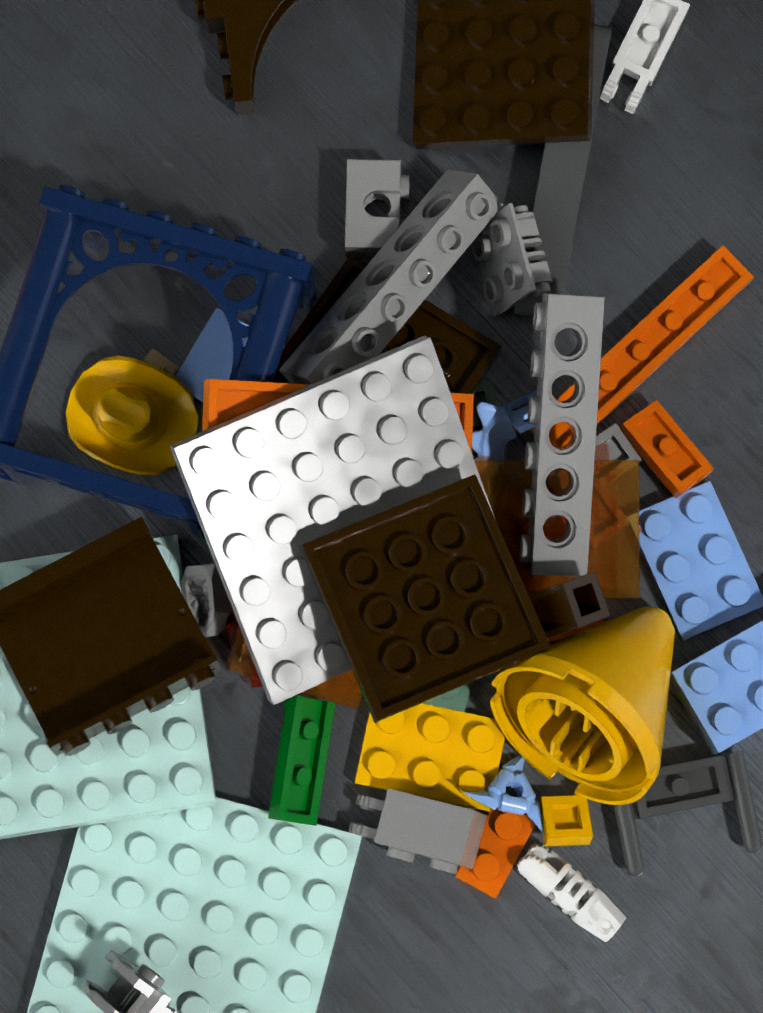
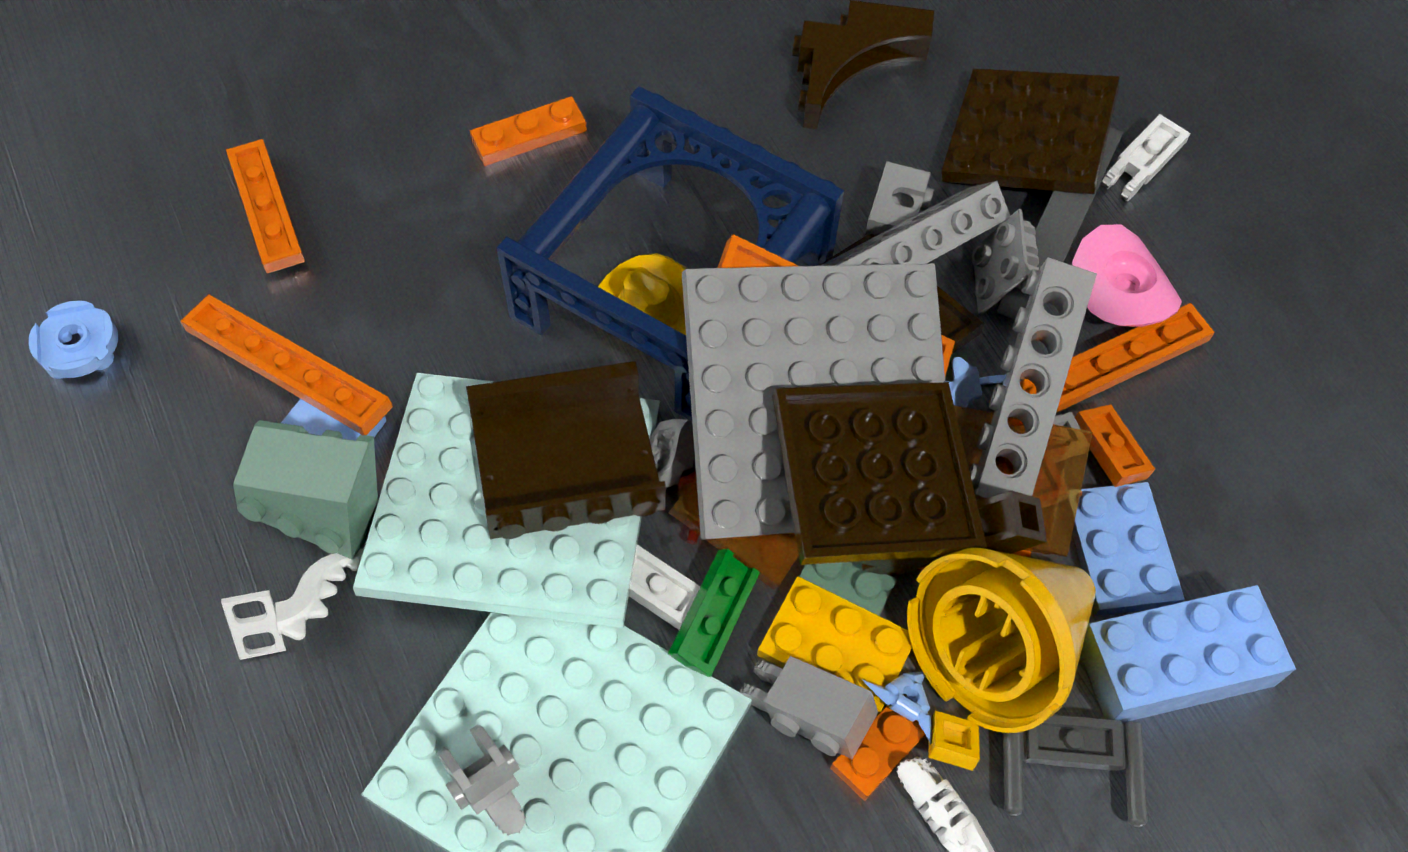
camera: 10 degrees right, 20 degrees down
(242, 747) = (661, 588): none -> white plate
(645, 240) = (1128, 281): none -> bright pink hat

